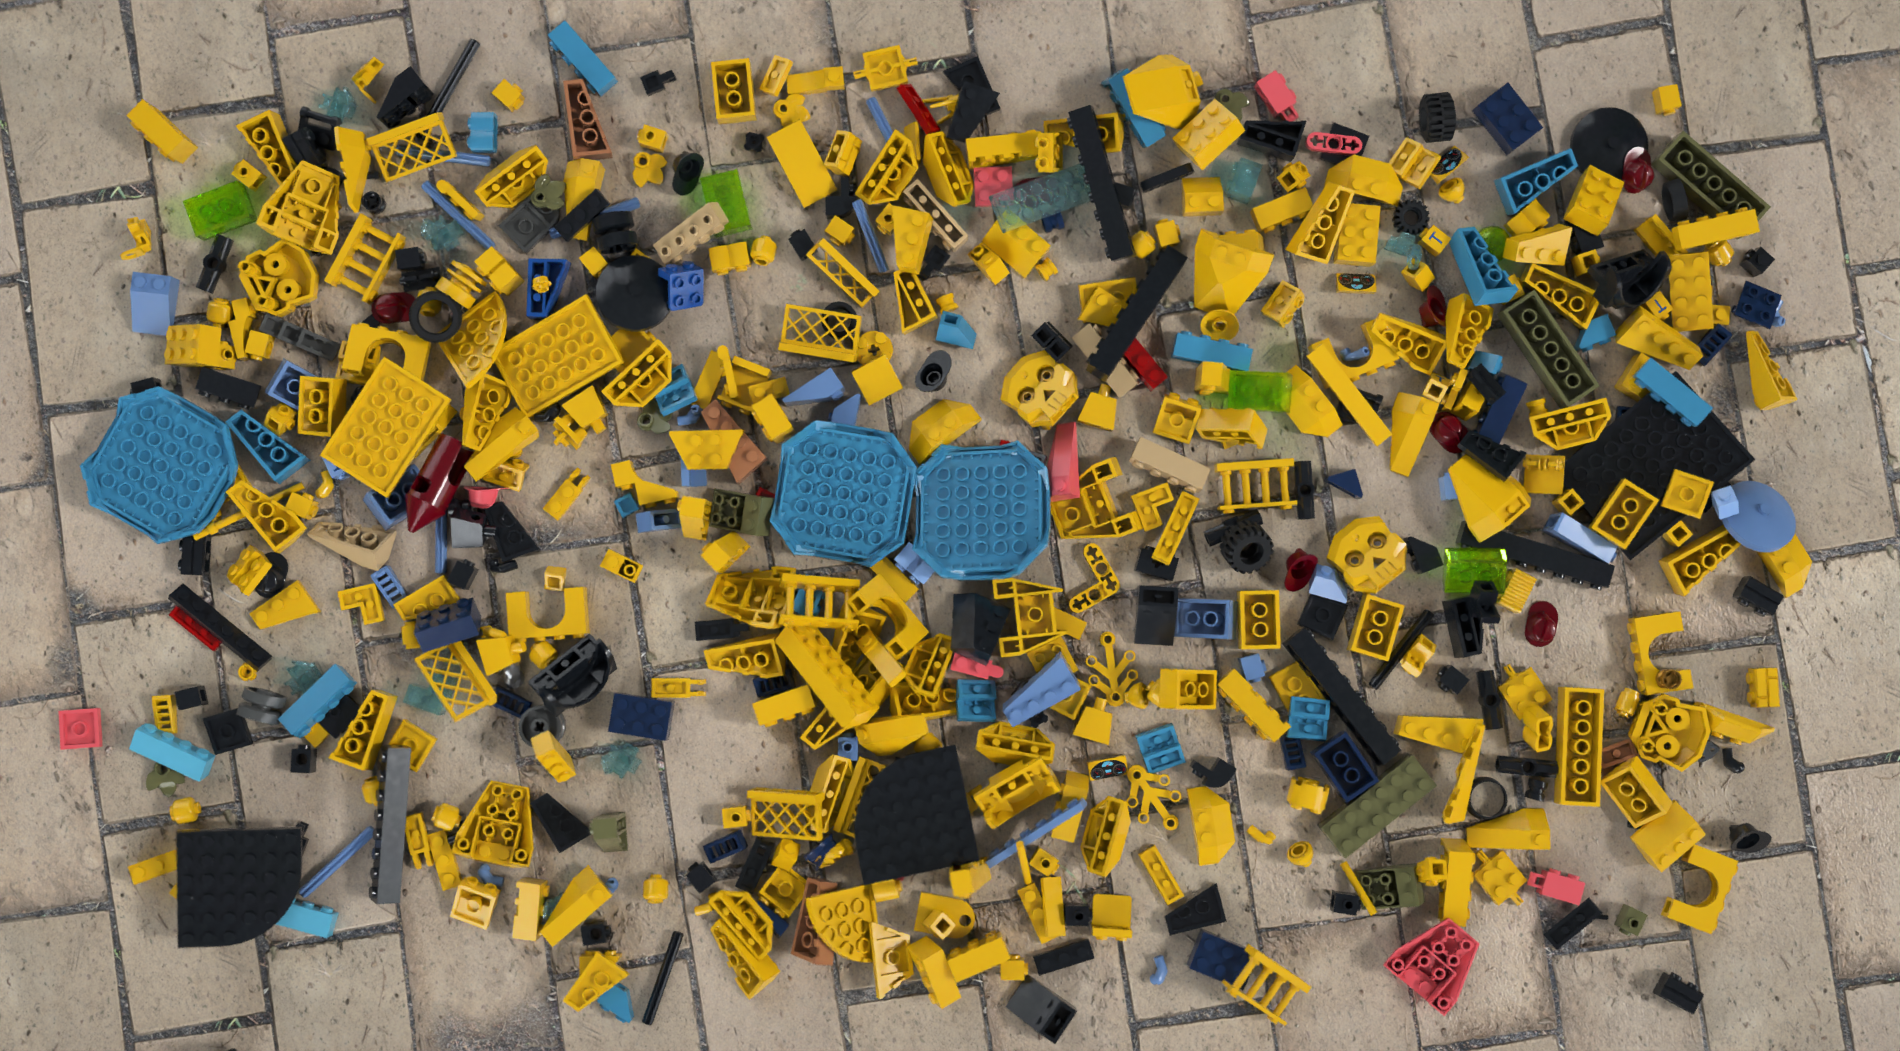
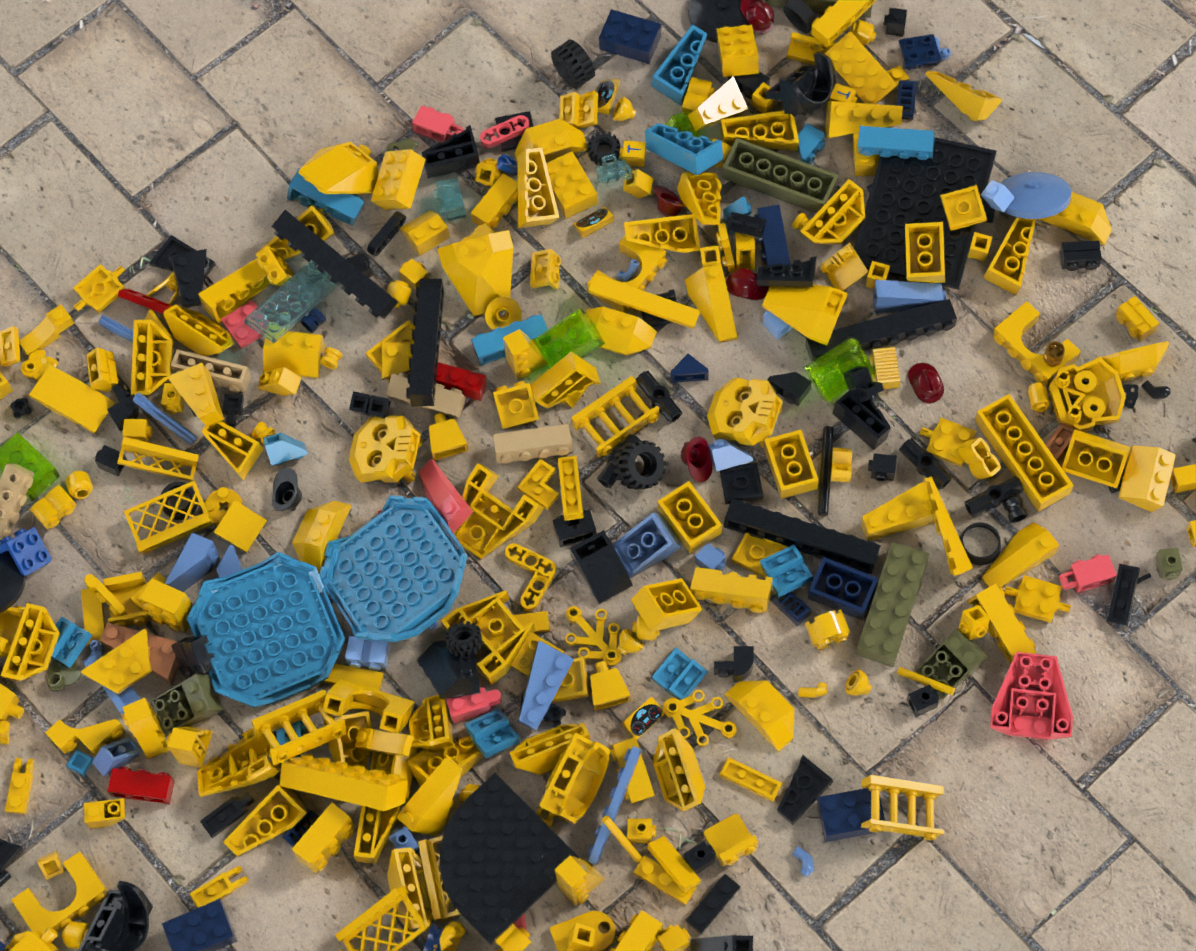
camera: 25 degrees left, 20 degrees down
(664, 559) = (141, 785): none -> red brick
(769, 474) = (193, 654): none -> black hips
(995, 621) = (465, 646): none -> black tyre
(1315, 179) = (507, 164): none -> blue tile

